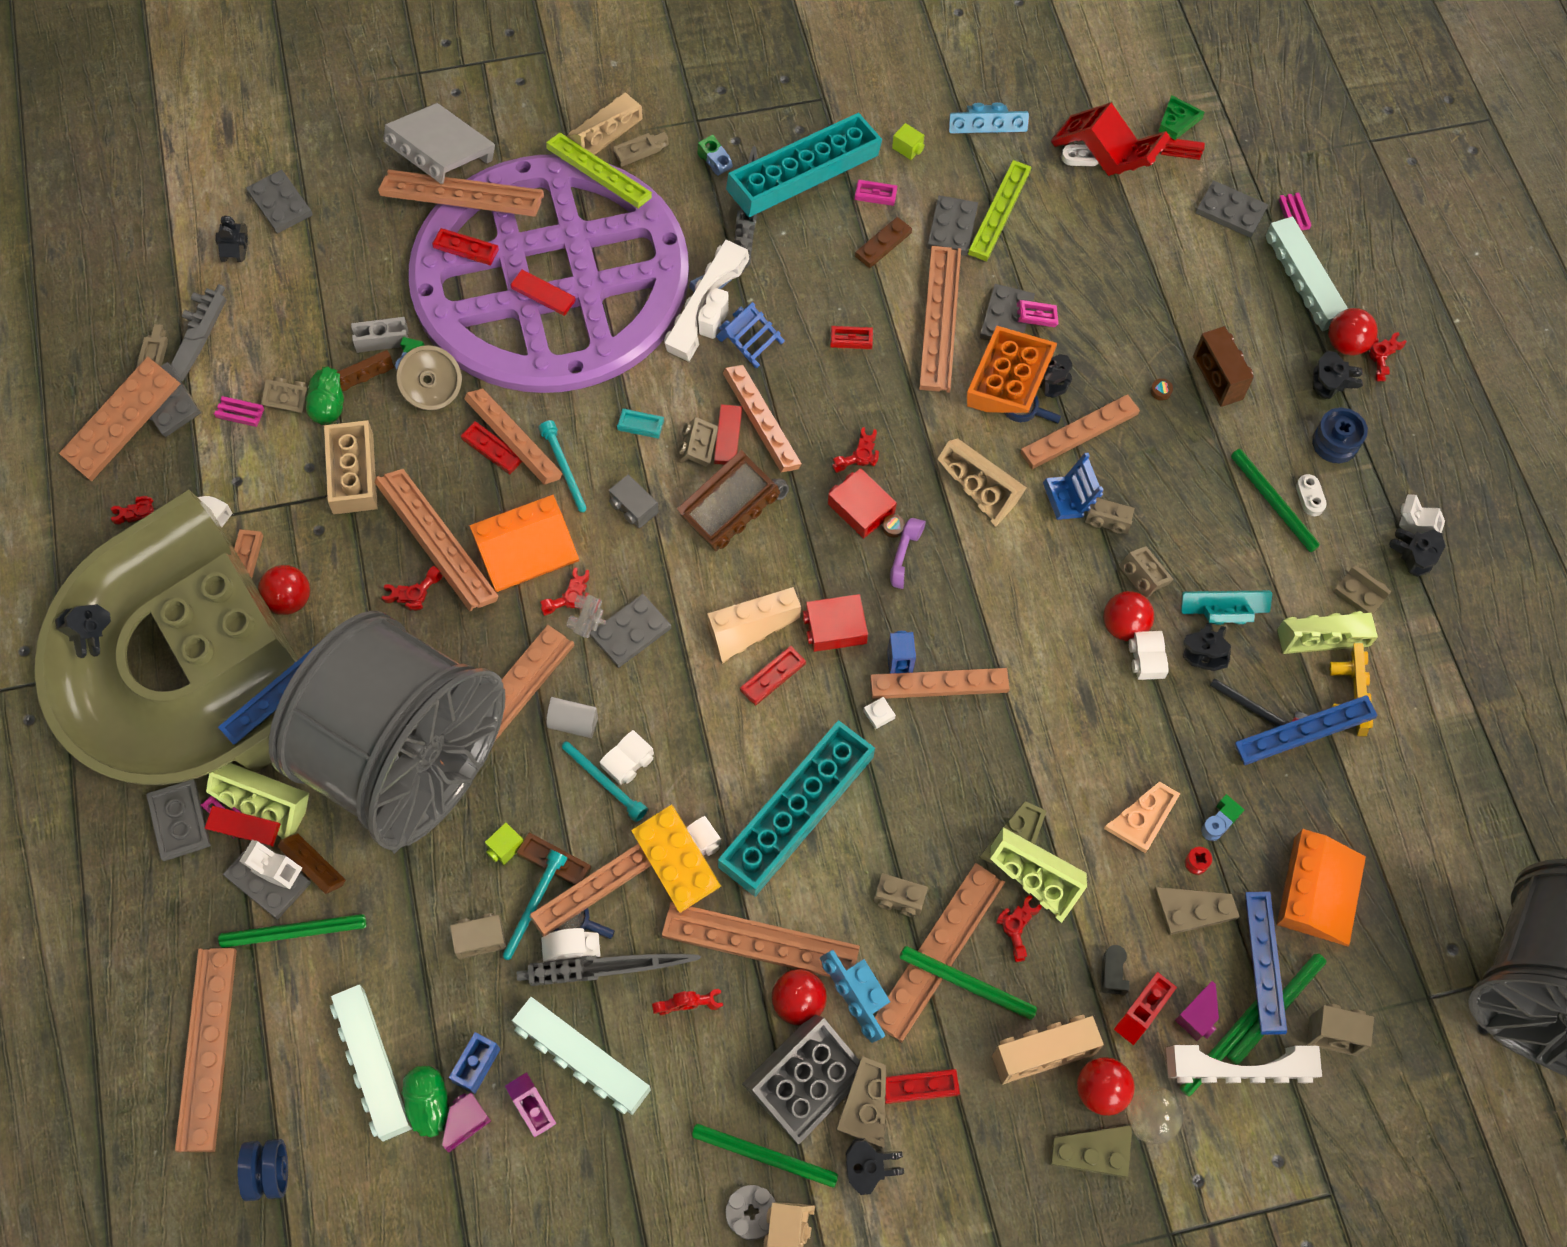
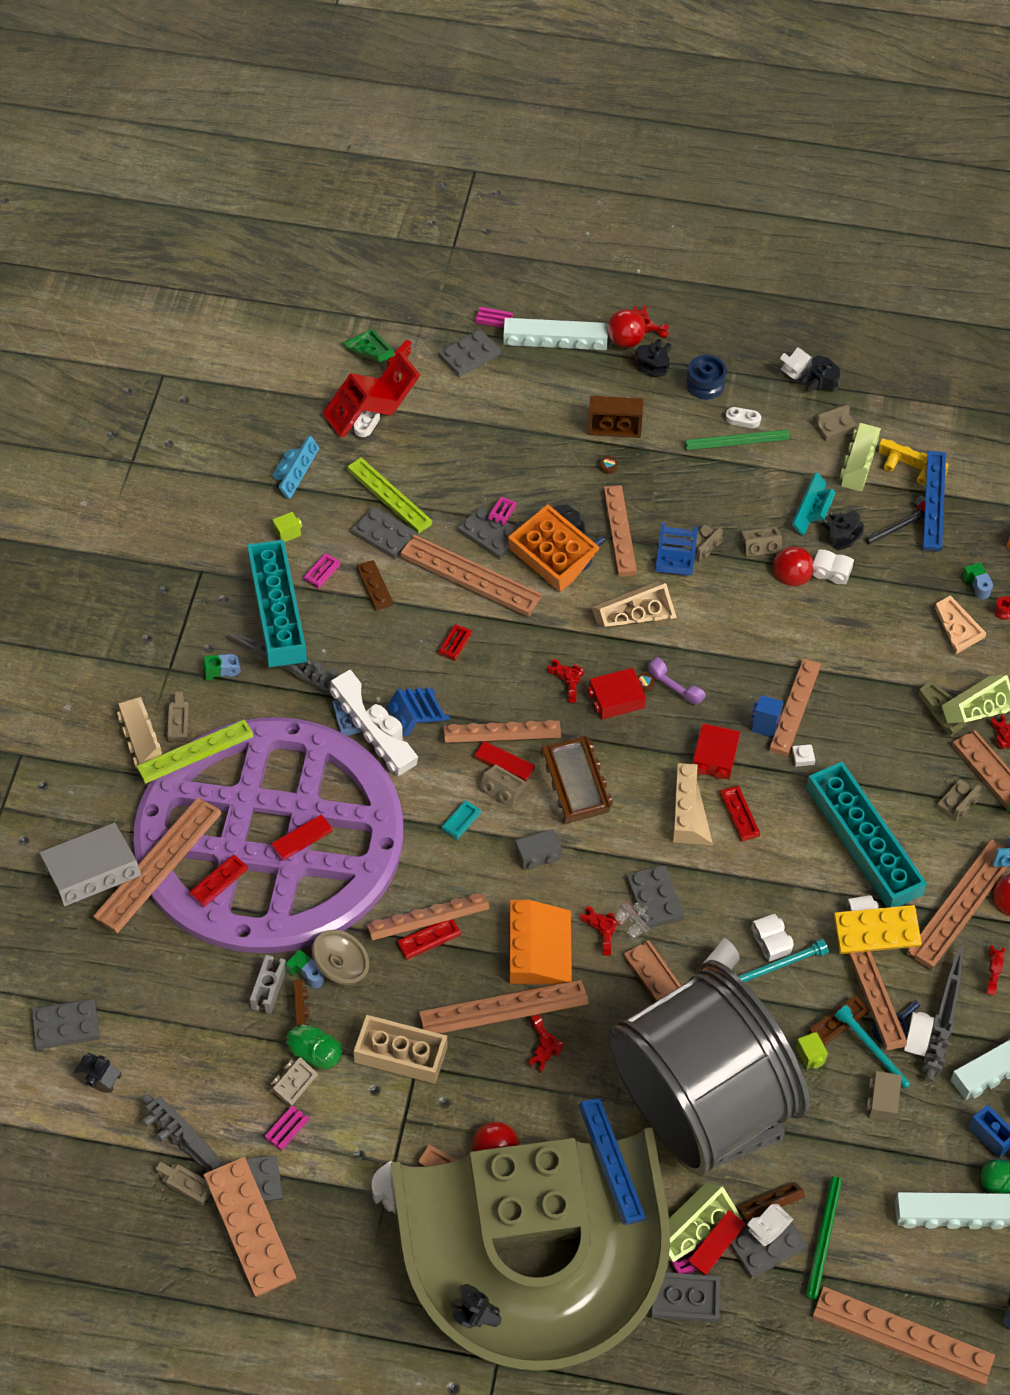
camera: 65 degrees left, 10 degrees down
(134, 511) = (355, 1242): red piece -> none
(549, 431) = (437, 888): teal piece -> none

